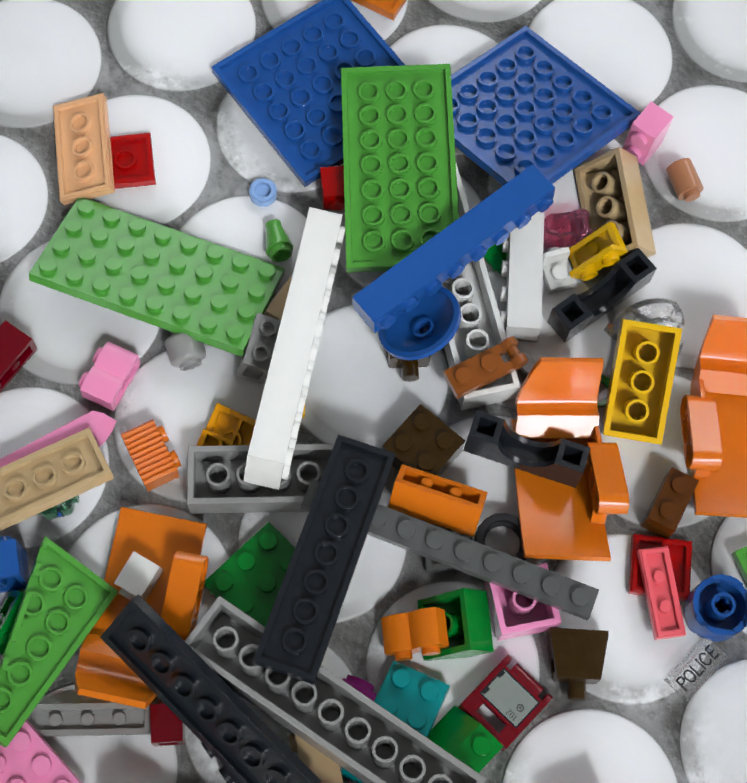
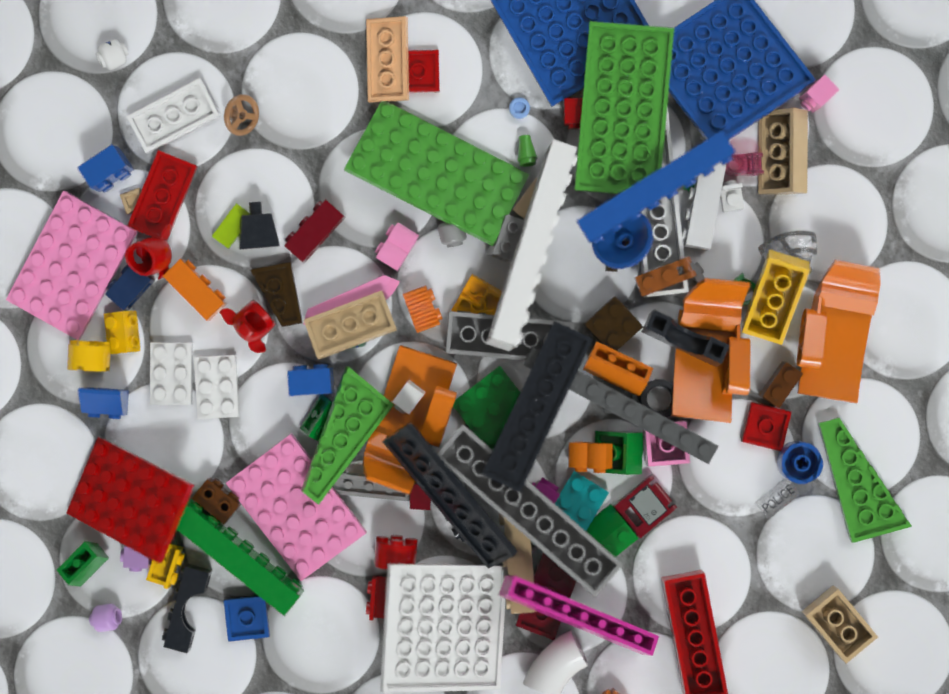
camera: 20 degrees right, 20 degrees up
(576, 658) = (697, 484): dark brown torso -> none
(585, 308) = (760, 222): black arch -> none
(596, 252) = (762, 187): yellow bracket -> none
(661, 593) = (762, 446): coral tile -> none
(685, 179) = (841, 132): nougat brick -> none

